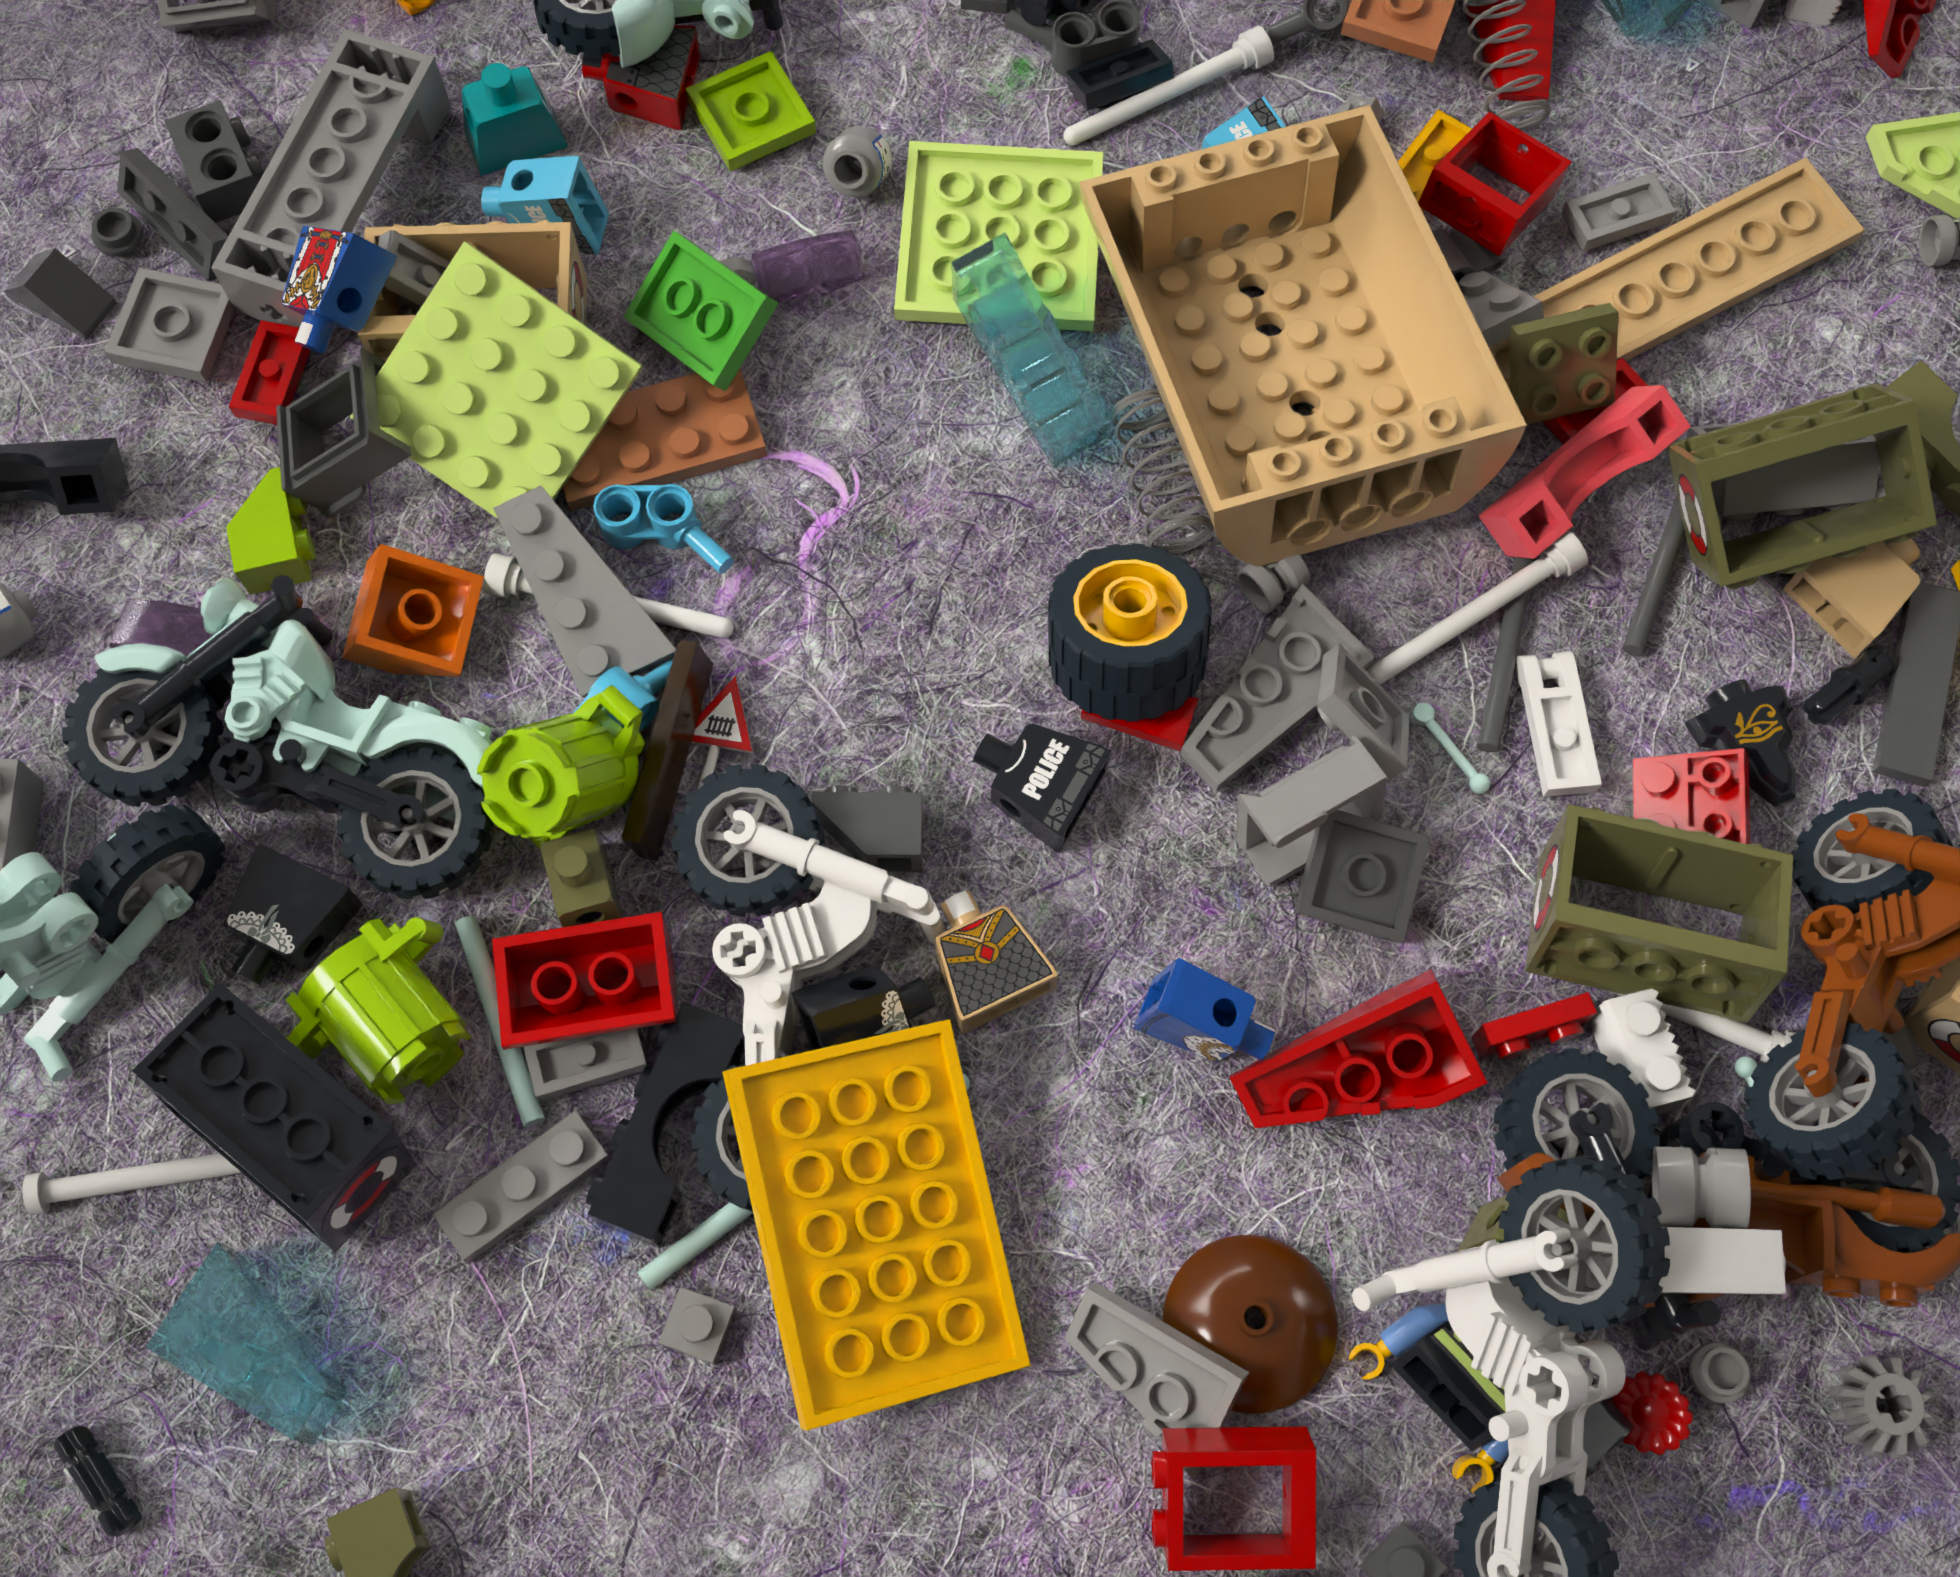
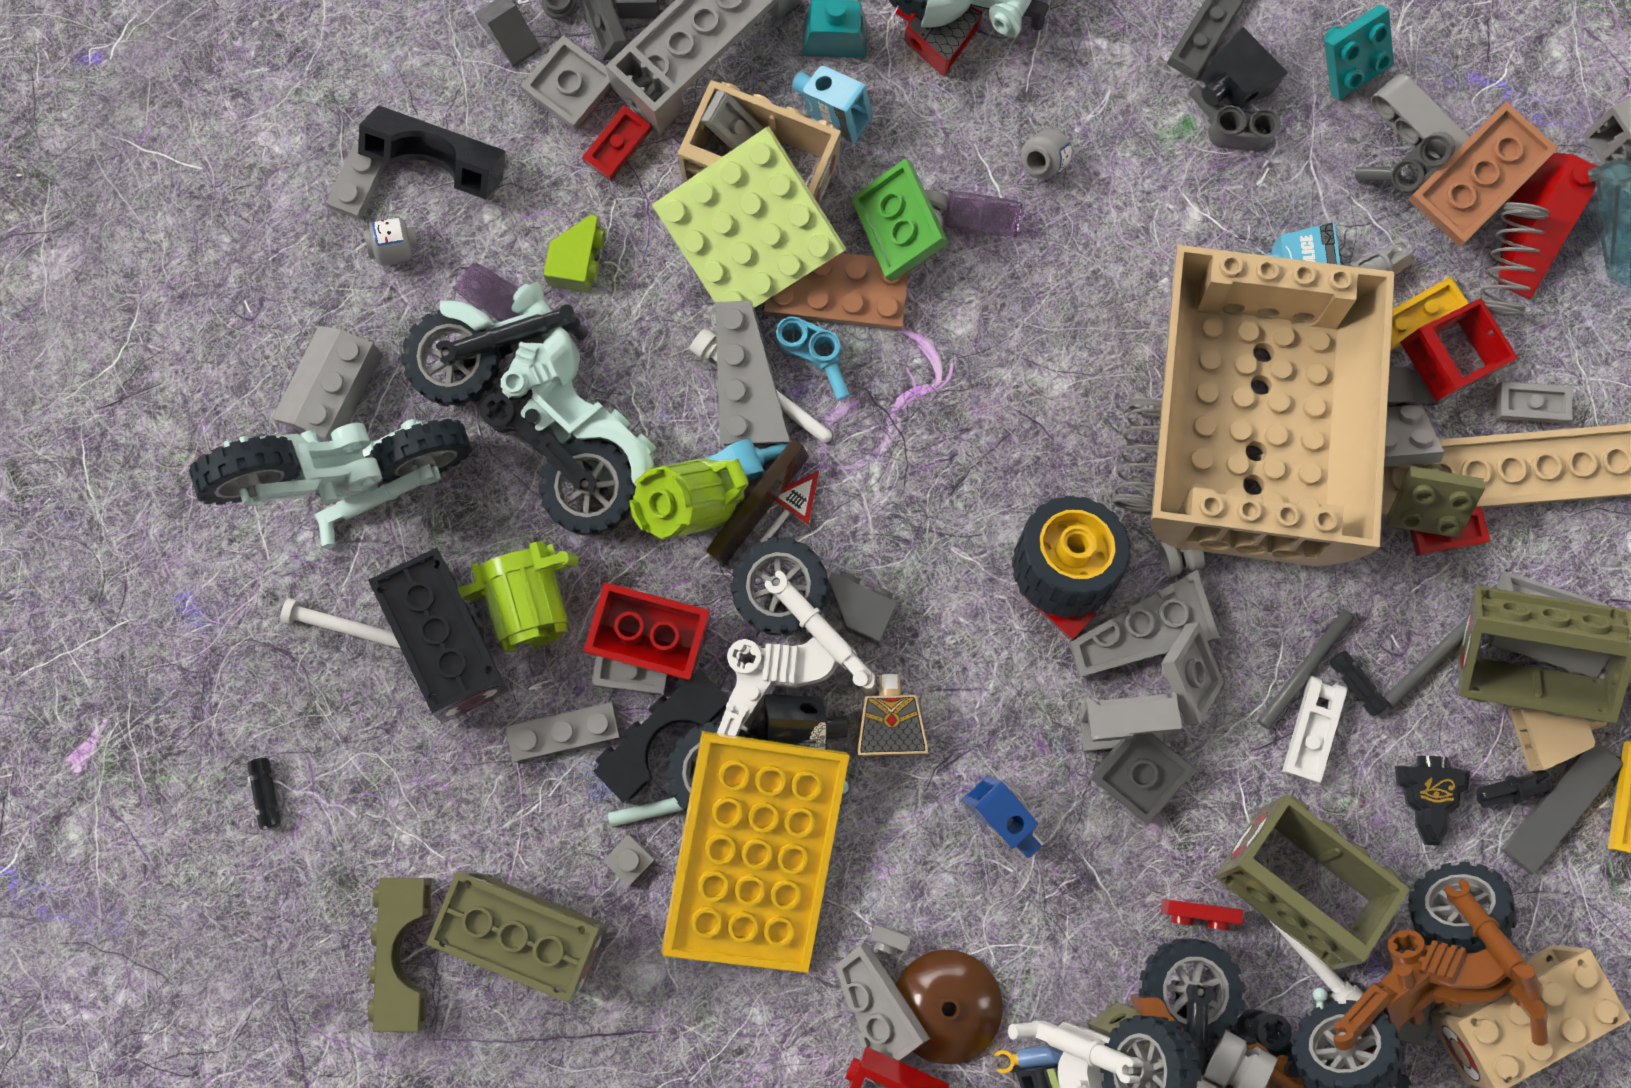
camera: 25 degrees right, 10 degrees up
(247, 1349) = (372, 759): clear light blue wedge -> none
(285, 914) = (490, 506): black torso -> none
(334, 283) = (675, 114): blue torso -> none
(339, 475) = (634, 238): dark grey piece -> none
(412, 615) = (639, 348): orange slope -> none
(512, 1059) = (591, 600): light aqua bar -> none
(572, 1499) = (517, 935): none -> olive hose
(580, 878) = (671, 568): olive torso -> none
(750, 110) = (994, 84): lime plate -> none
(976, 192) = (1115, 243): yellowish green plate -> none
(1028, 350) = (1095, 341): clear light blue wedge -> none
(1043, 779) = (976, 623): black torso -> none
(1120, 75) = (1248, 161): black plate -> none
(1124, 1262) = (889, 940): none -> light grey plate
(1250, 51) = (1344, 180): white piece -> none
(1371, 1059) = (1096, 886): red wedge -> none
(1424, 716) = (1234, 685): light aqua hinge -> none
(1561, 557) = (1371, 624): white piece -> none
(1583, 640) = (1358, 683): none -> black axle
(1620, 437) = (1450, 564): coral arch -> none
(1635, 1035) = (1258, 958): white brick -> none
(1695, 792) = (1373, 819): plate -> none

